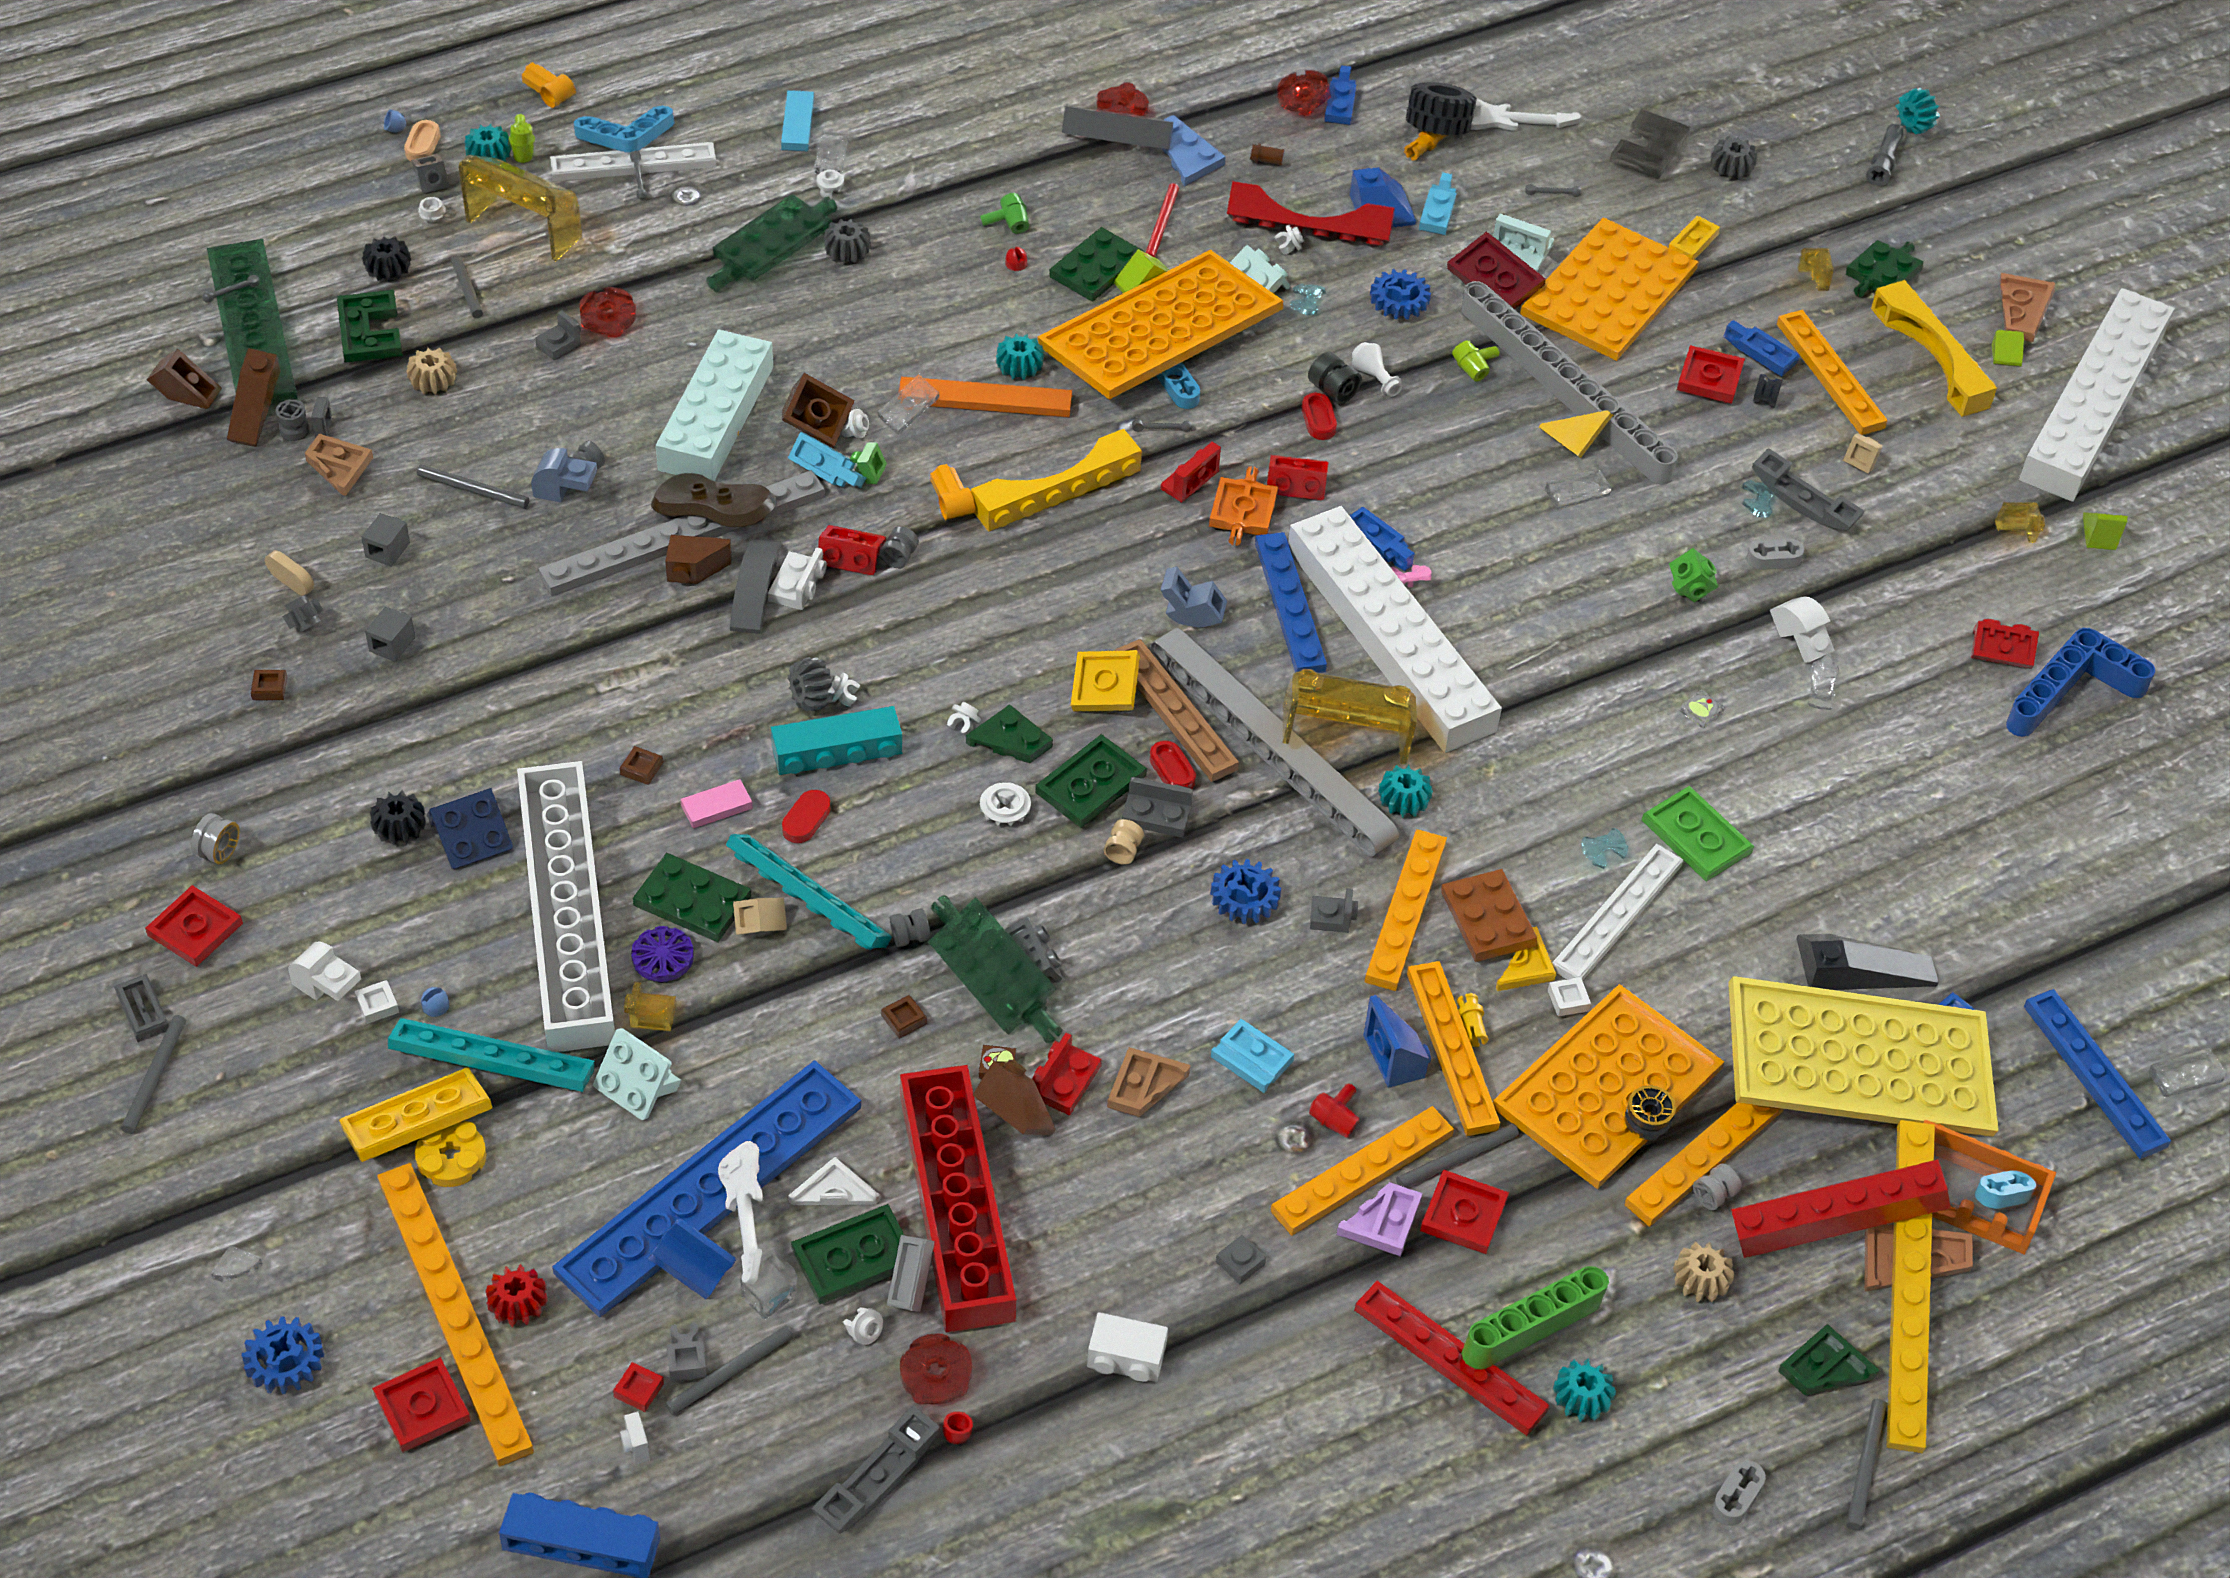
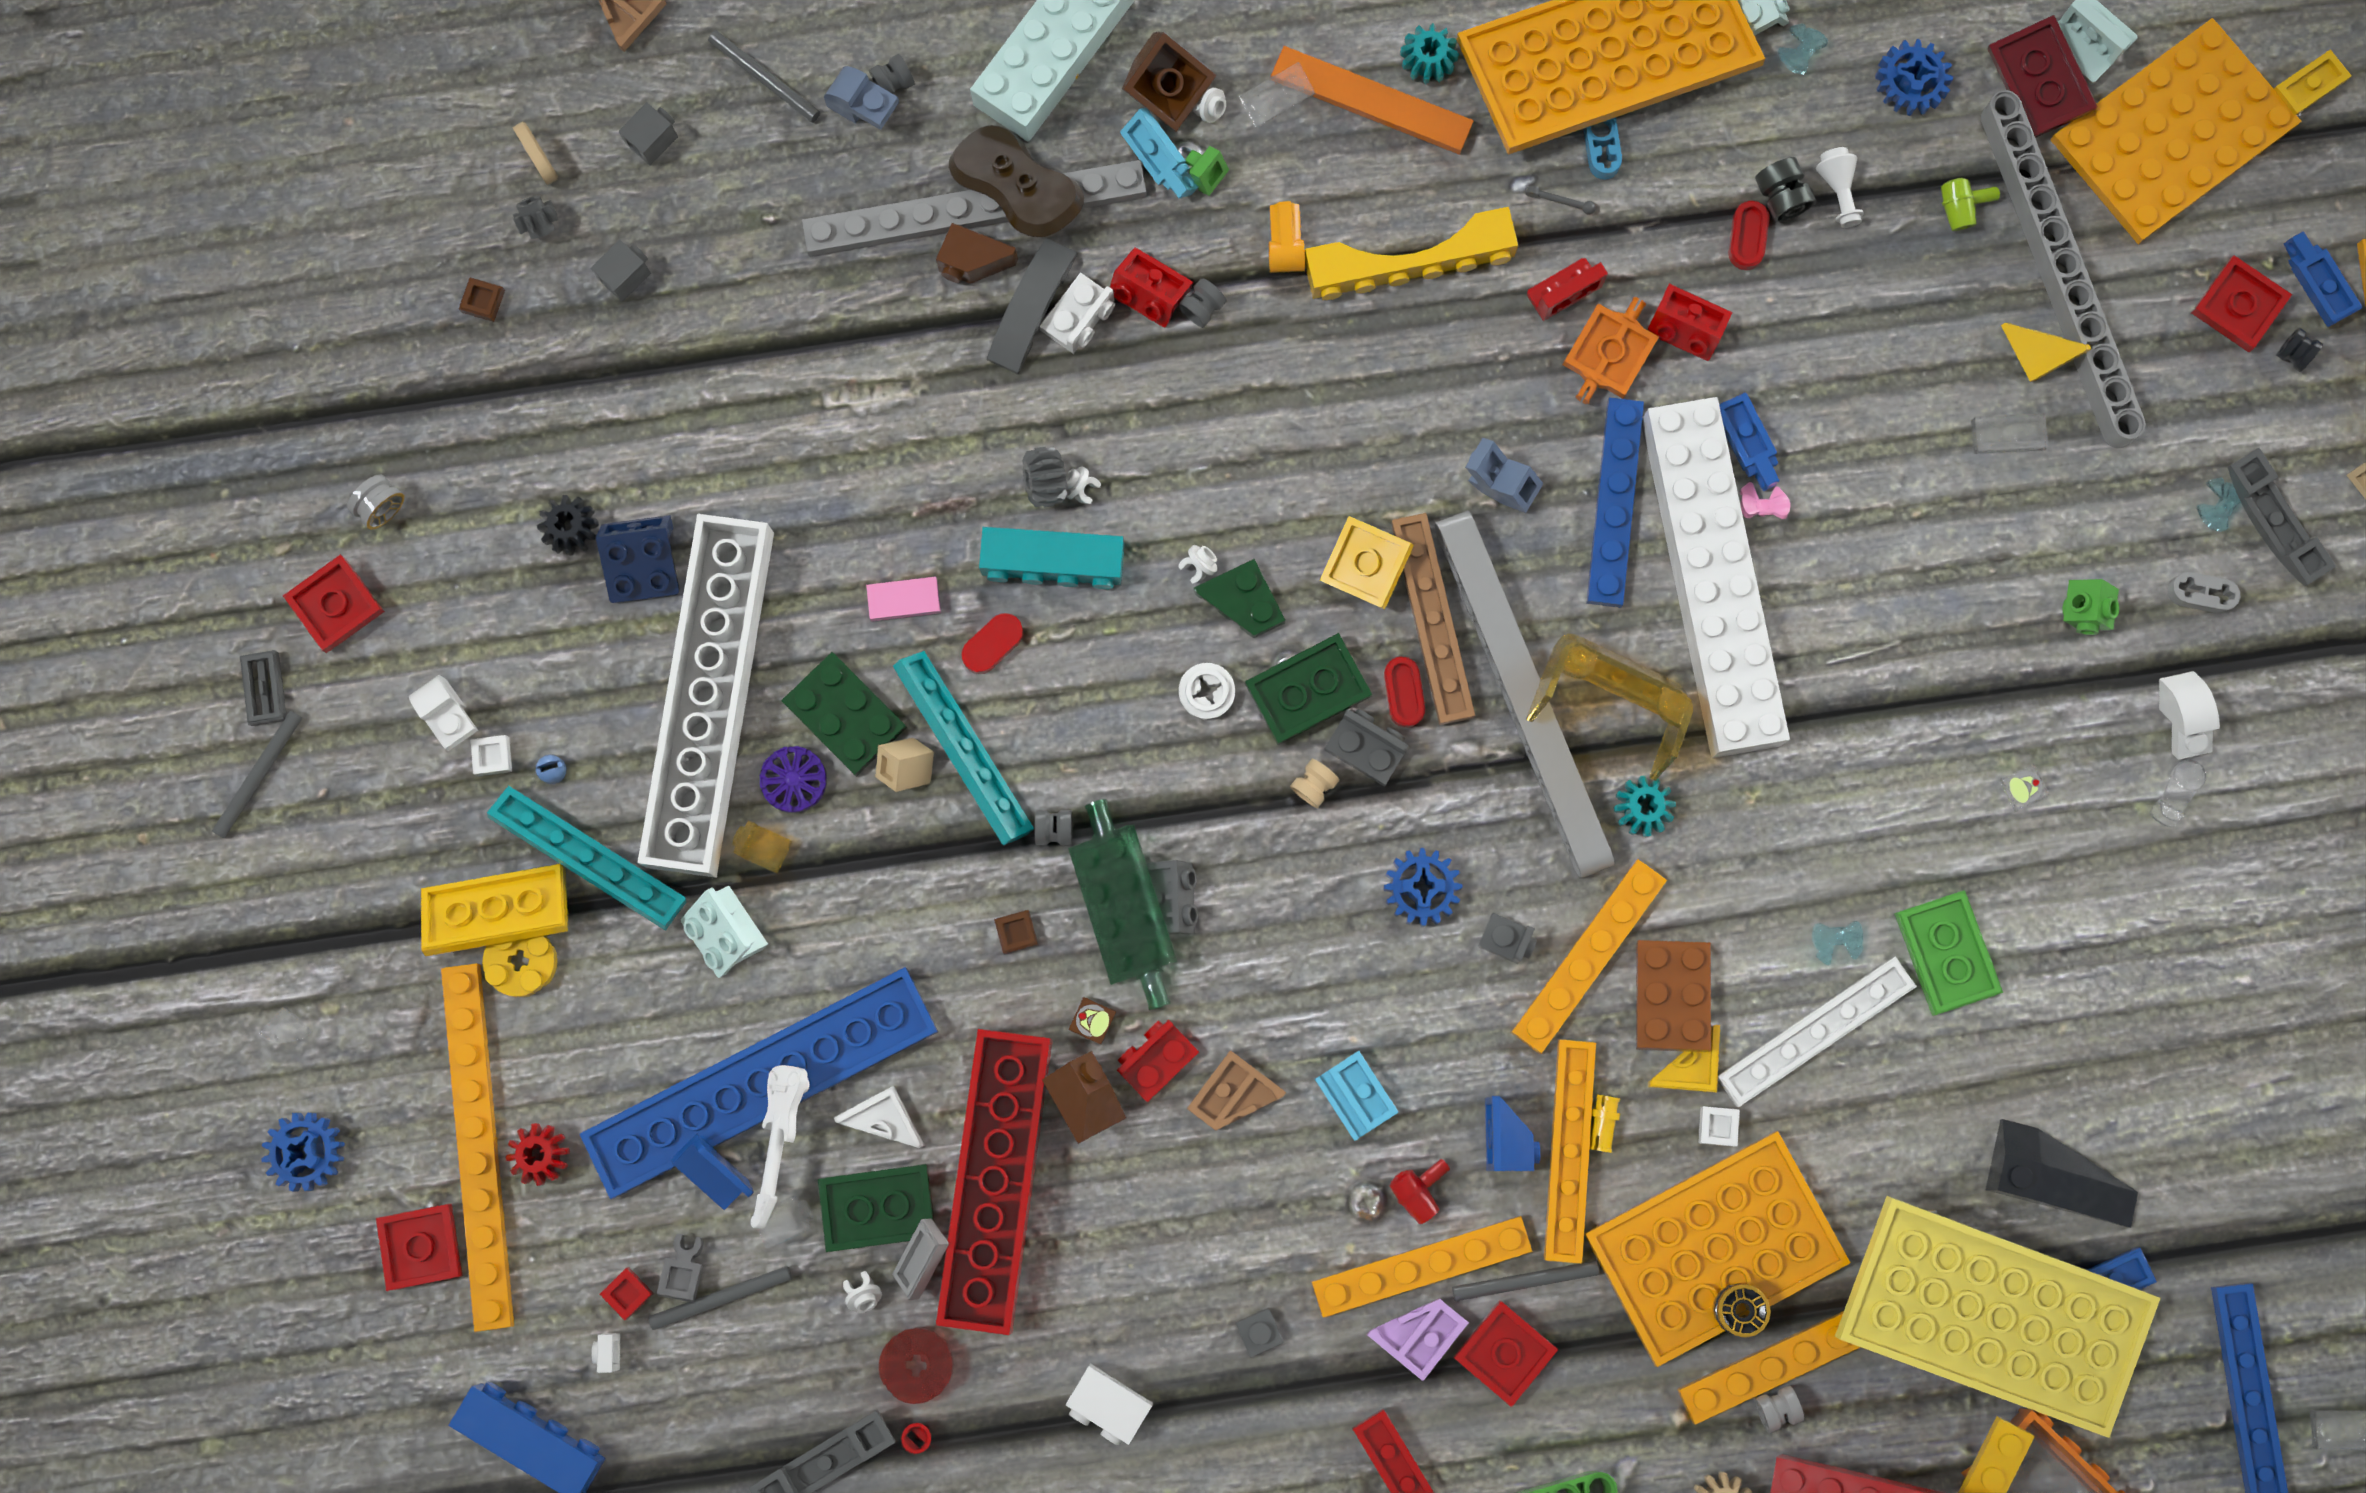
camera: 25 degrees right, 30 degrees up
(641, 765) = (840, 523): reddish brown tile -> none

